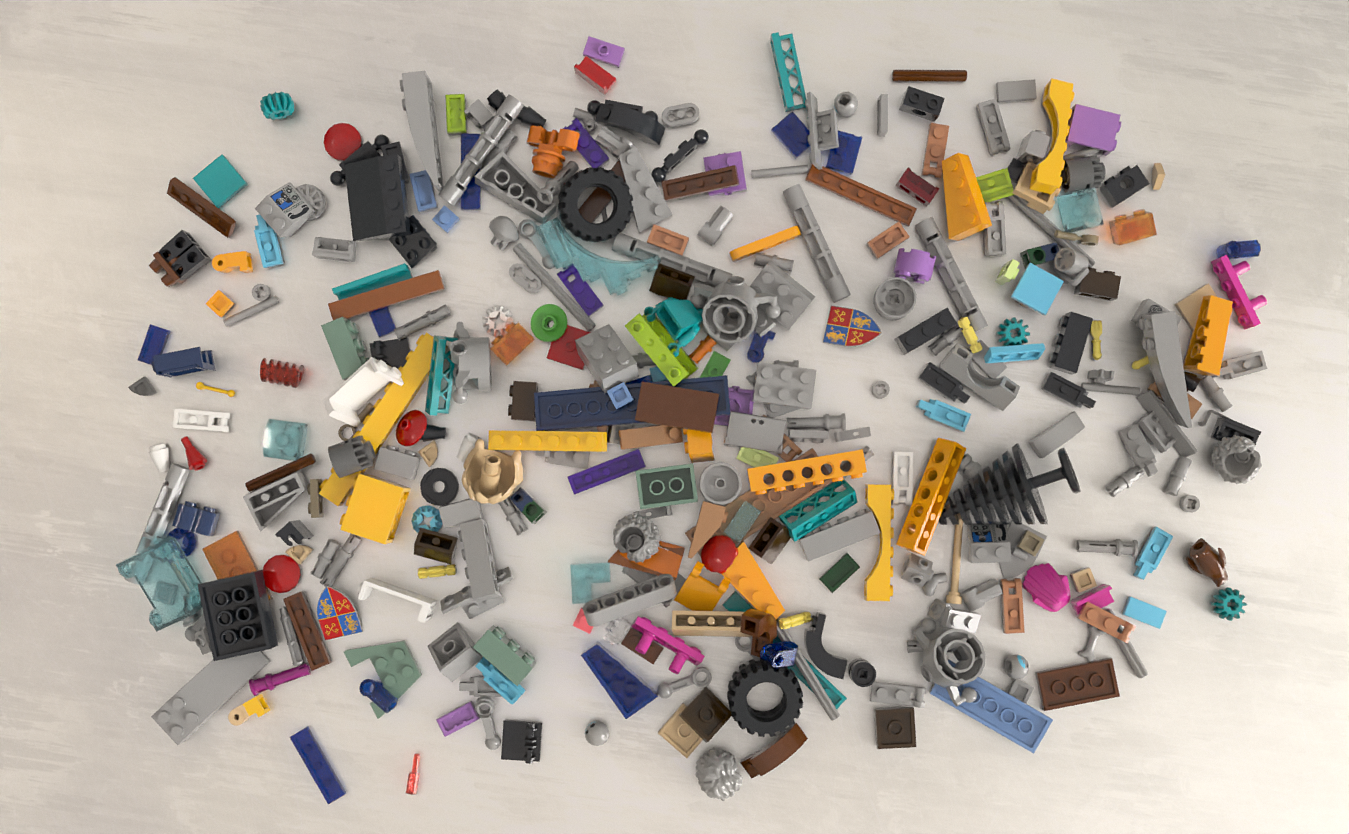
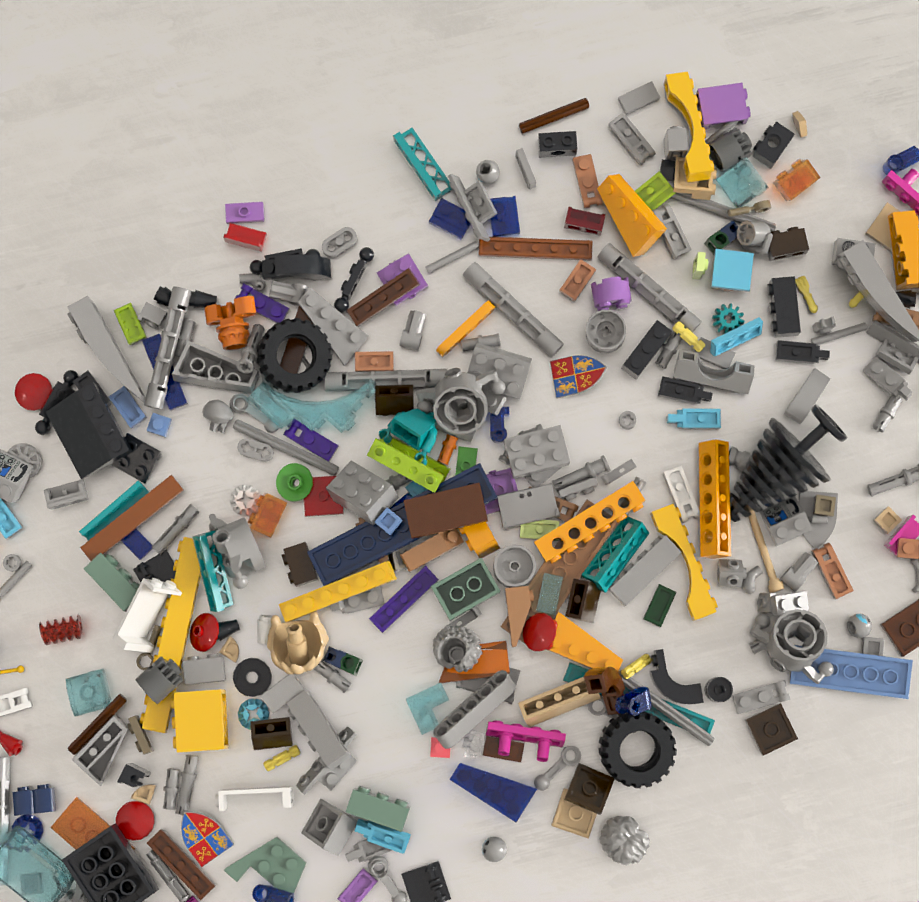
camera: 15 degrees left, 5 degrees down
(699, 593) = (537, 676): light orange flag -> none
(775, 753) = (668, 797): reddish brown arch -> none
(1047, 587) = (857, 540): dark pink hair -> none

